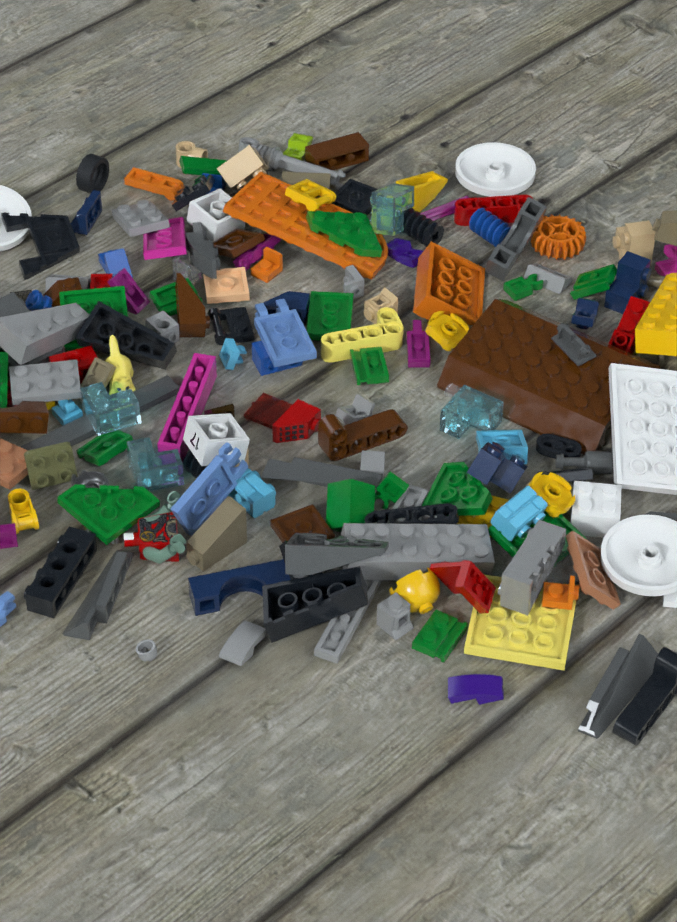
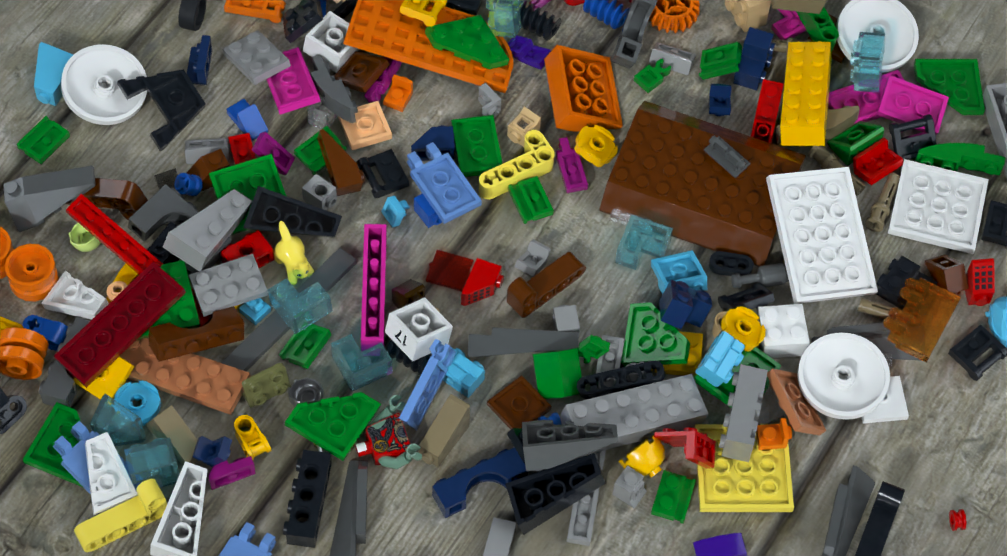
camera: 15 degrees left, 15 degrees up
(98, 372) = (275, 266): dark tan plate -> none

